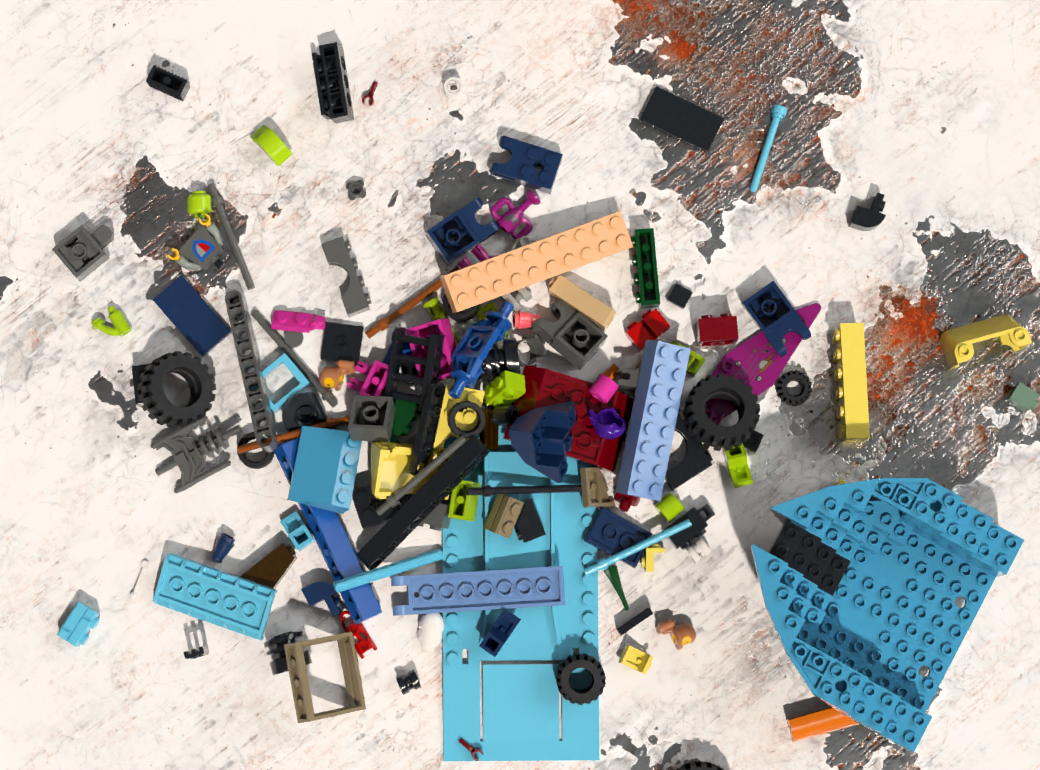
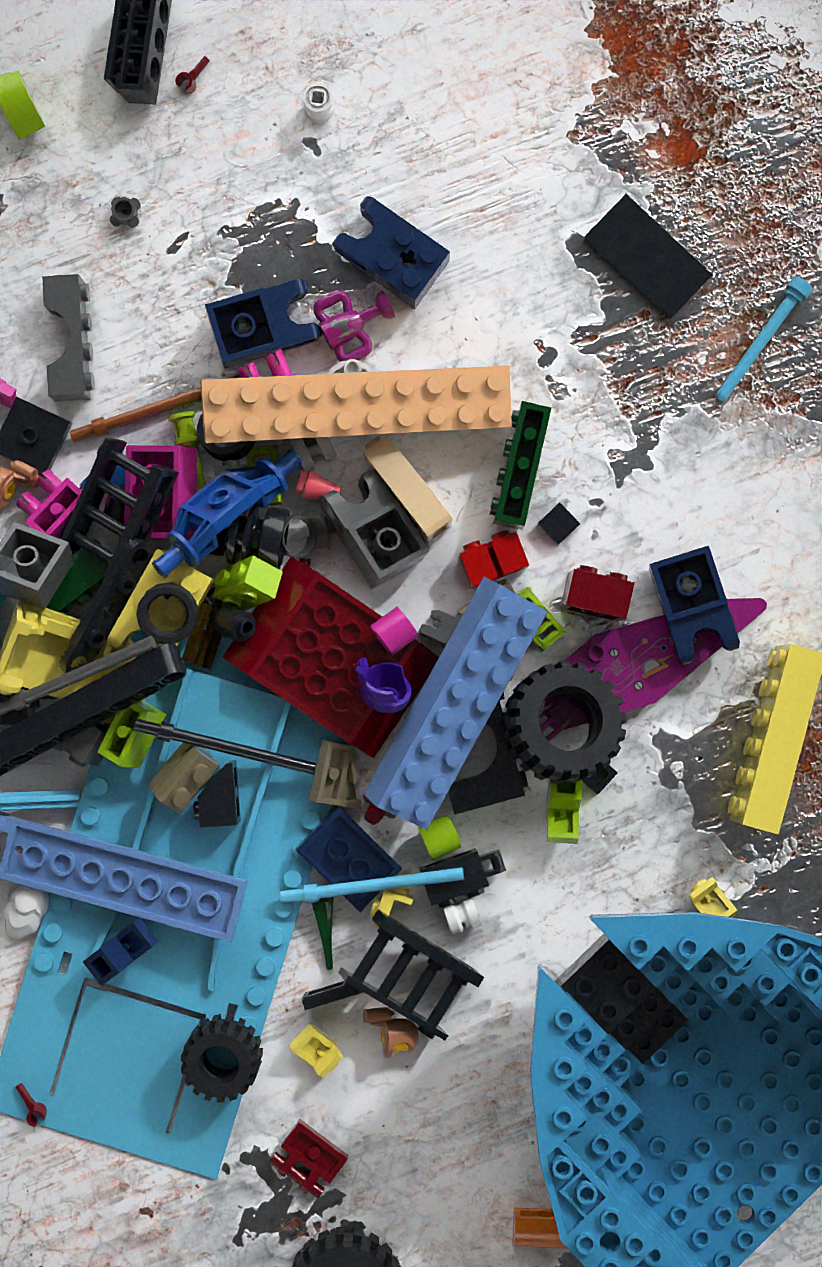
camera: 20 degrees right, 5 degrees up
(544, 438) = (278, 679): dark blue brick -> none
(612, 371) = (417, 607): orange pin -> none
(654, 722) = (313, 1151): none -> dark red plate
(674, 574) = (413, 945): none -> black fence
(805, 388) = (704, 716): black tyre -> none

